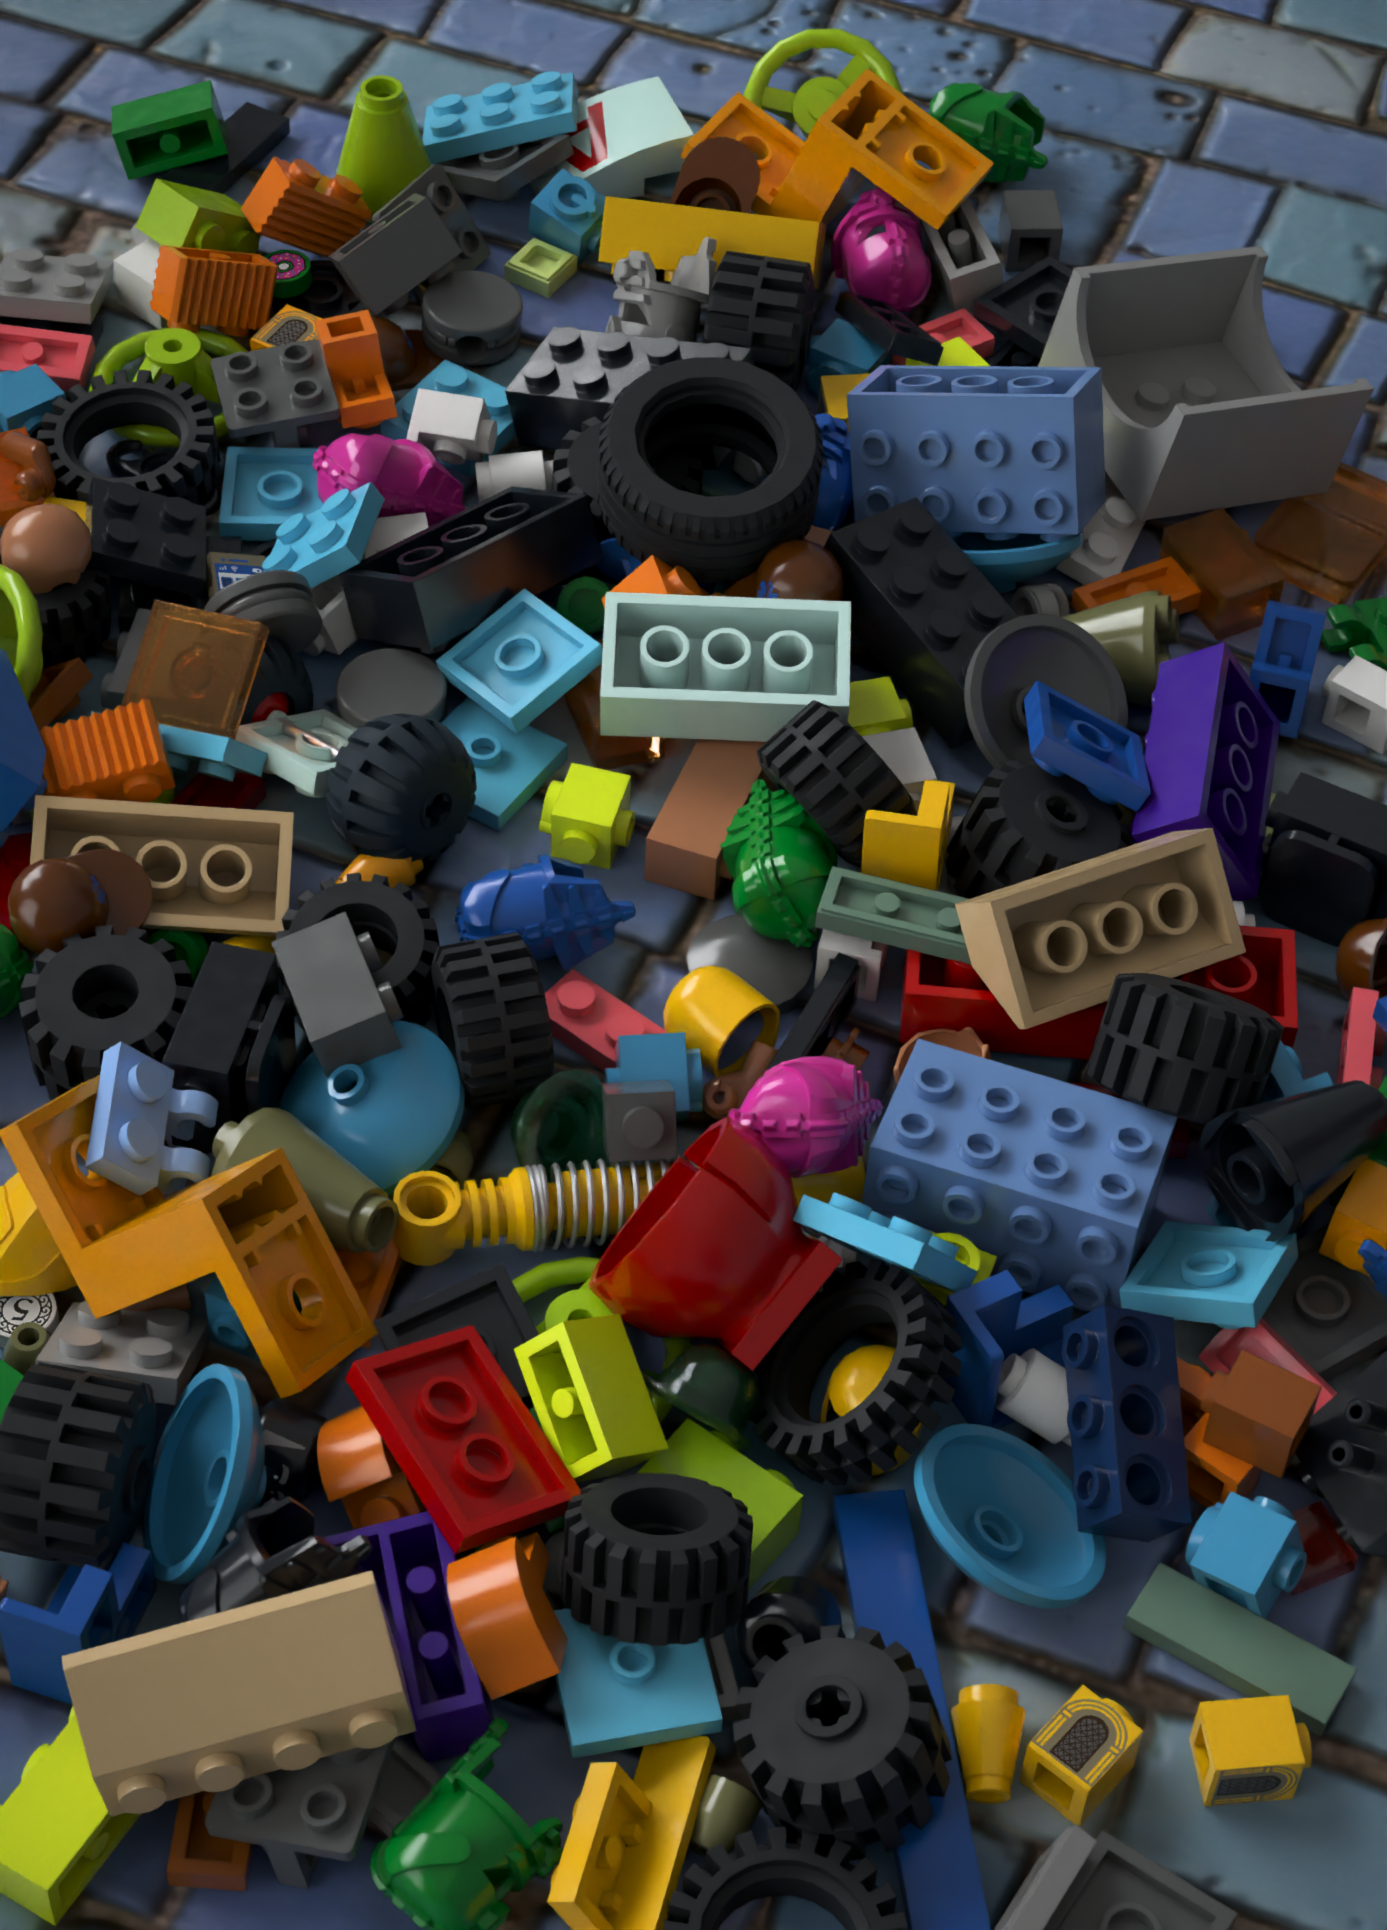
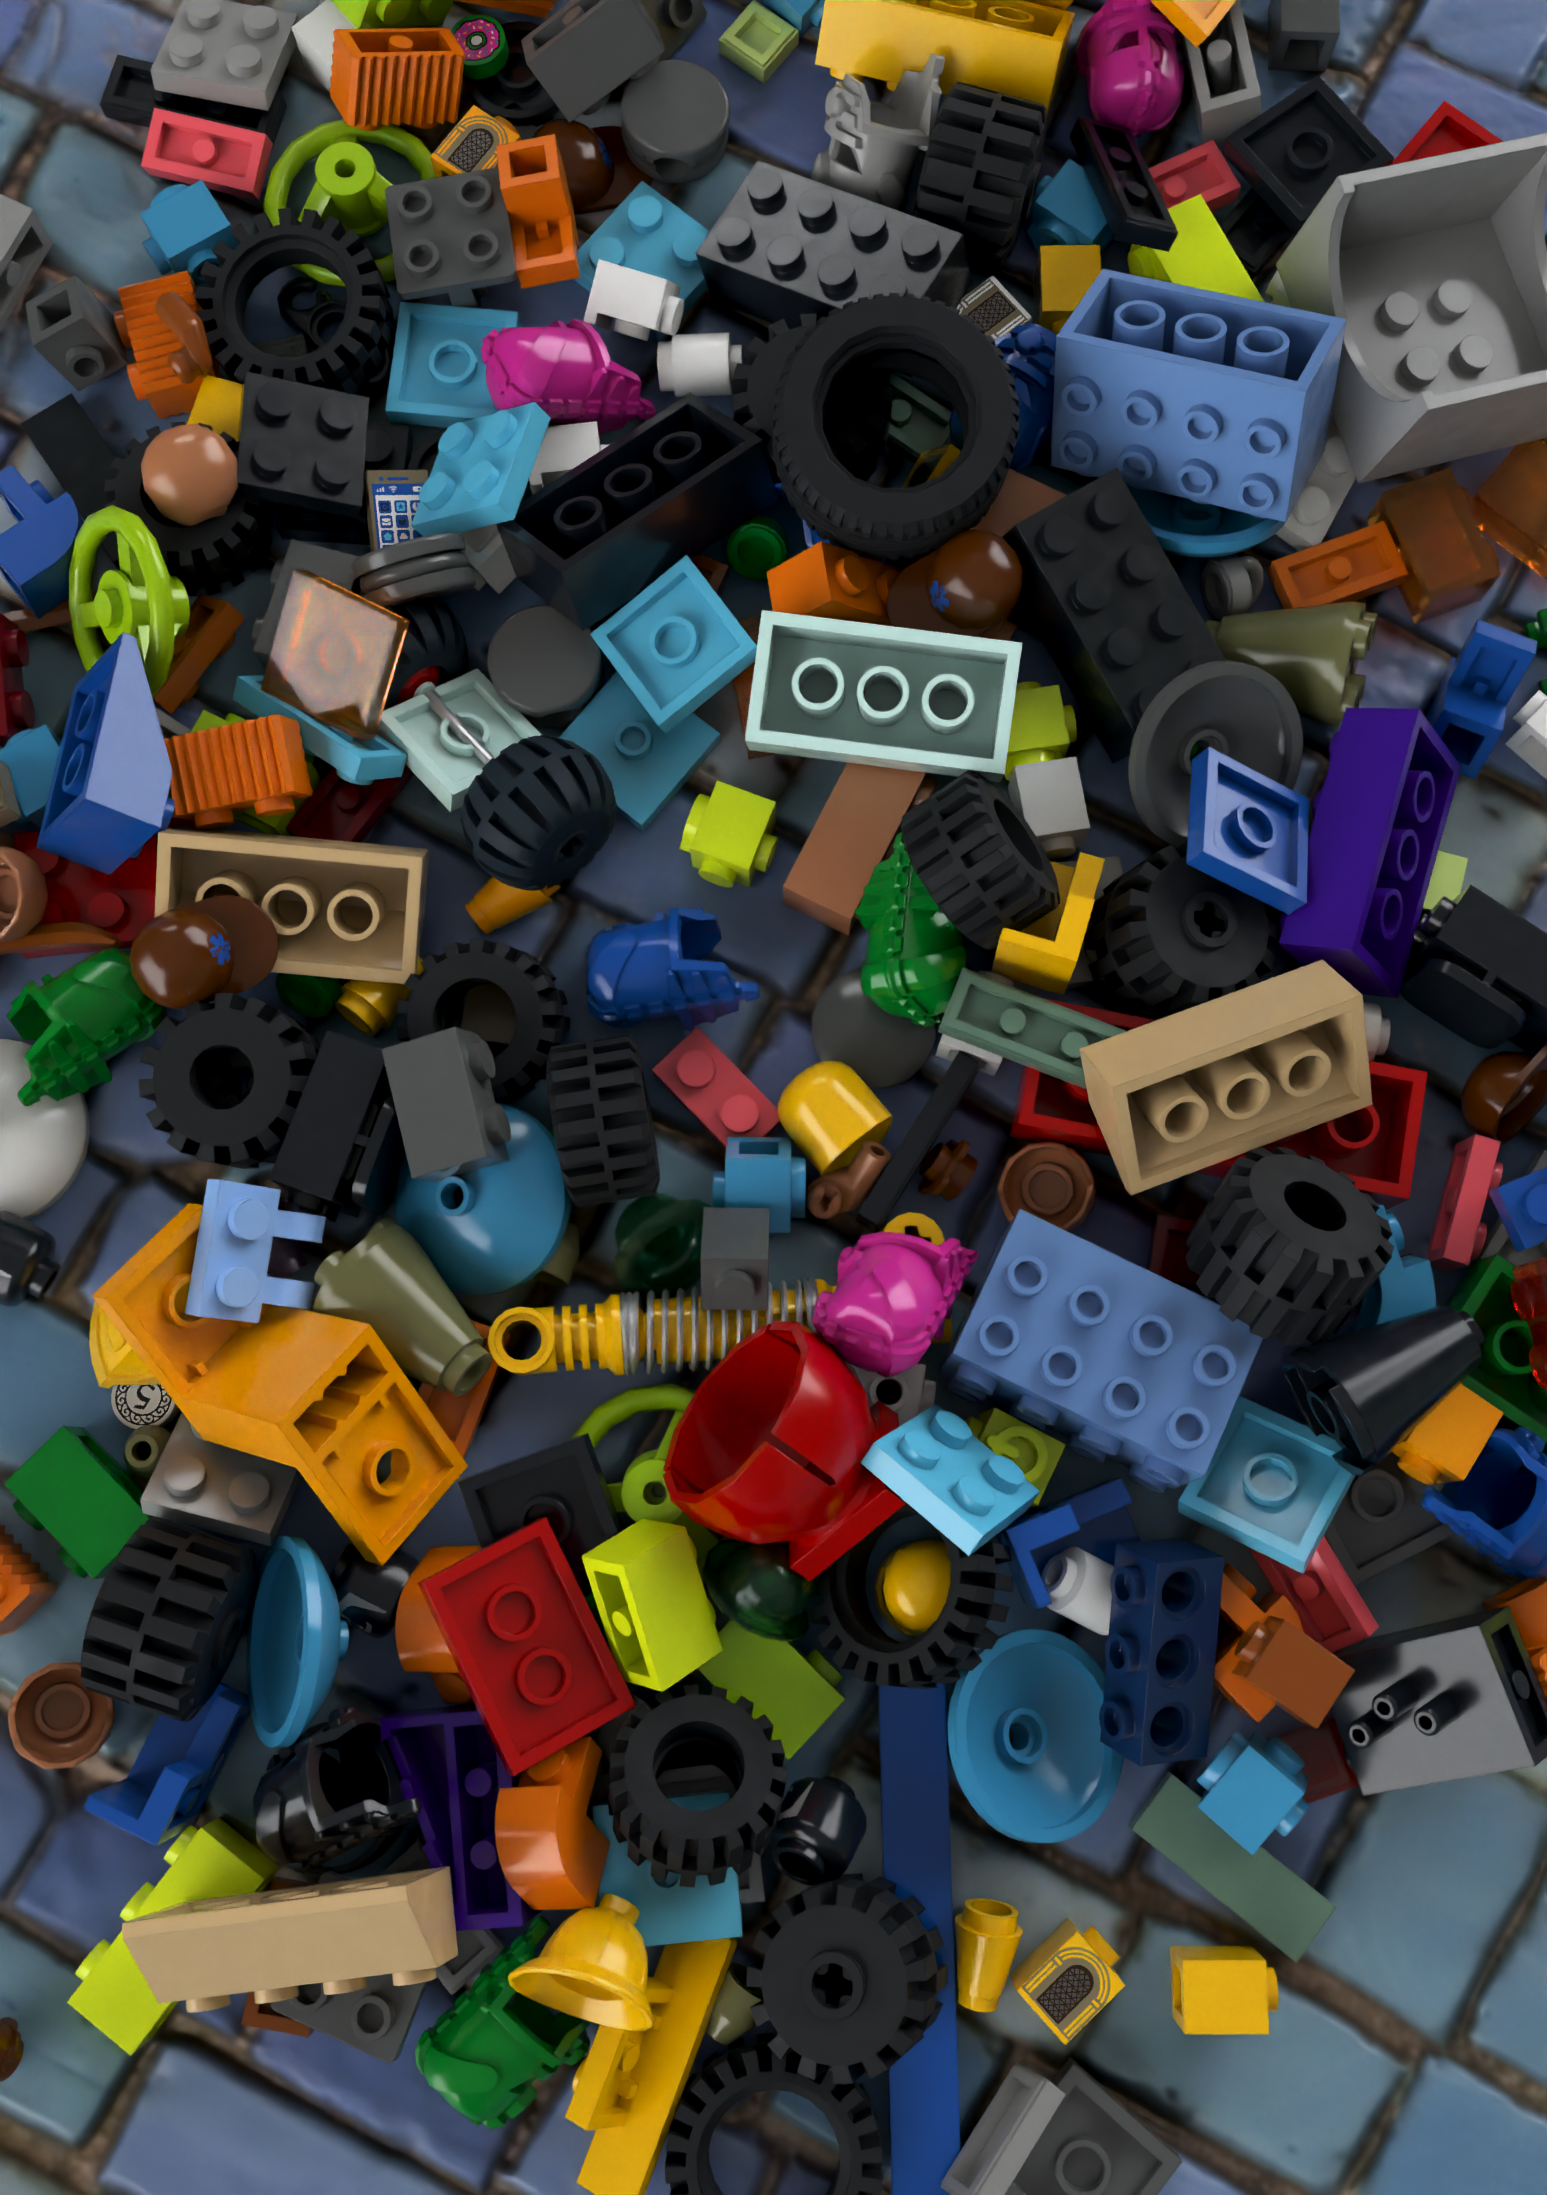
camera: 10 degrees right, 30 degrees up
(559, 1736) = (593, 1968): none -> yellow hat

